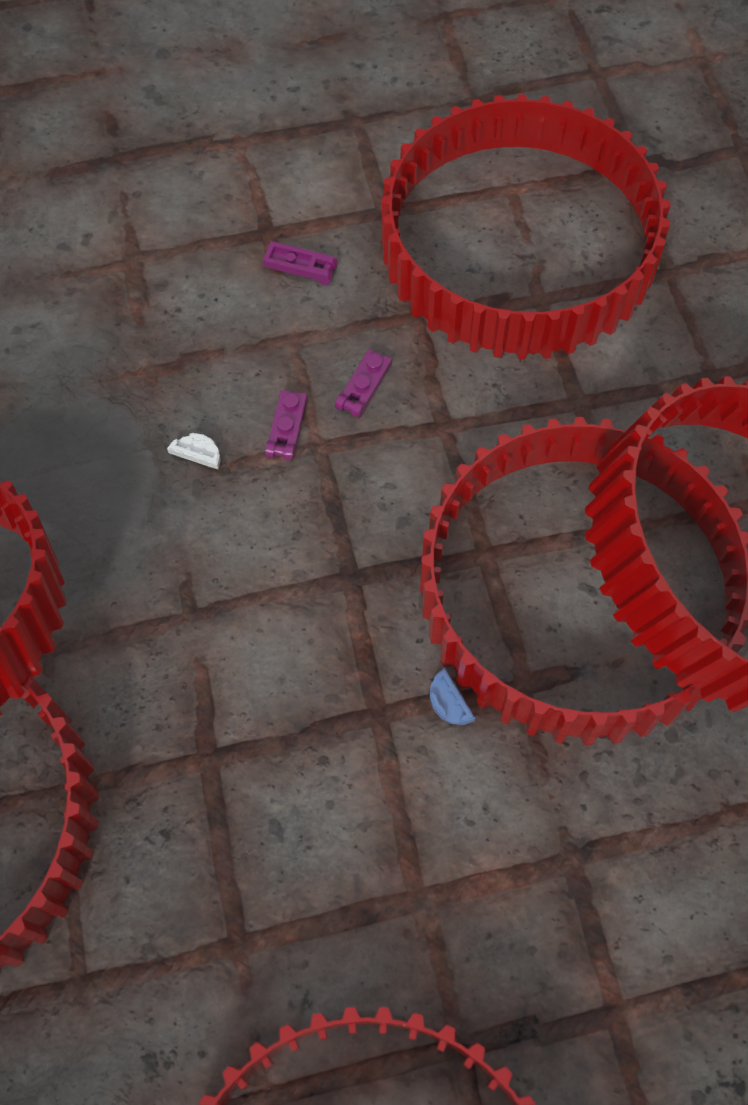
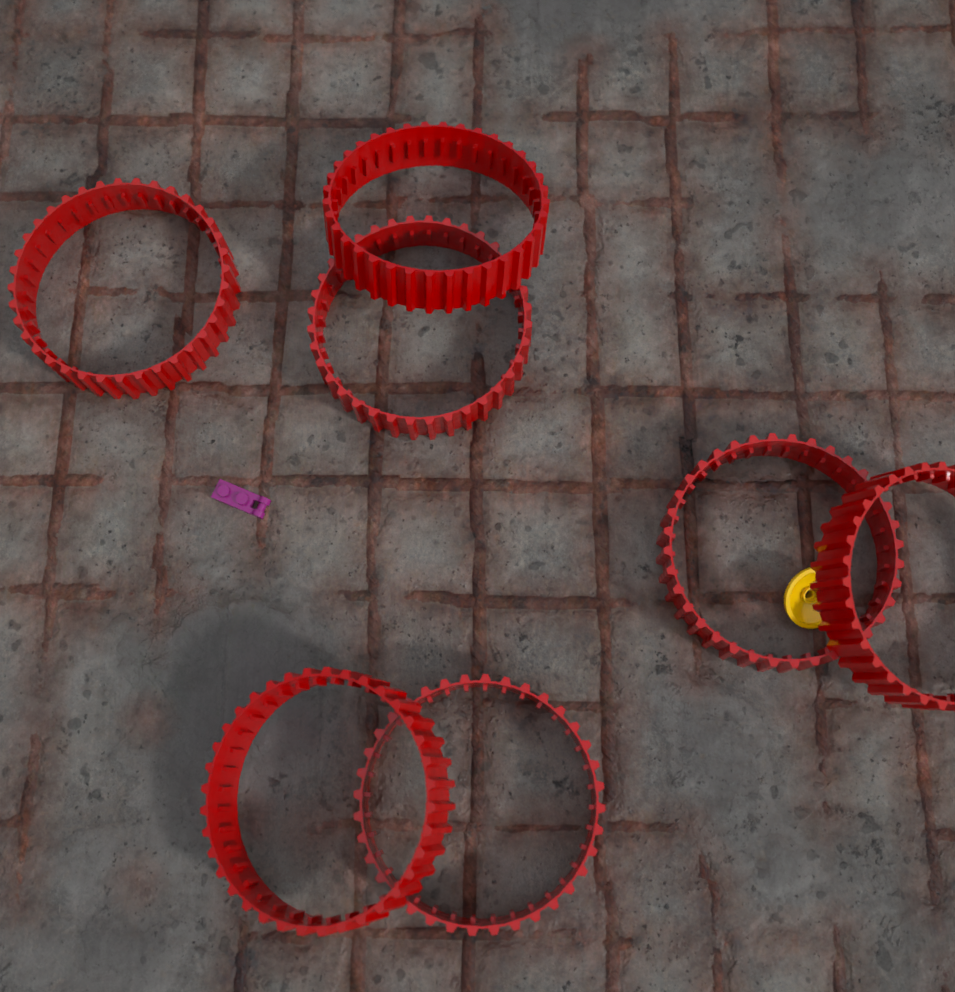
camera: 75 degrees left, 10 degrees up
(197, 449) = (242, 566): white plate -> none
(300, 262) = (99, 459): magenta plate -> none
(364, 383) = (222, 436): magenta plate -> none
(448, 701) = (478, 437): medium blue plate -> none

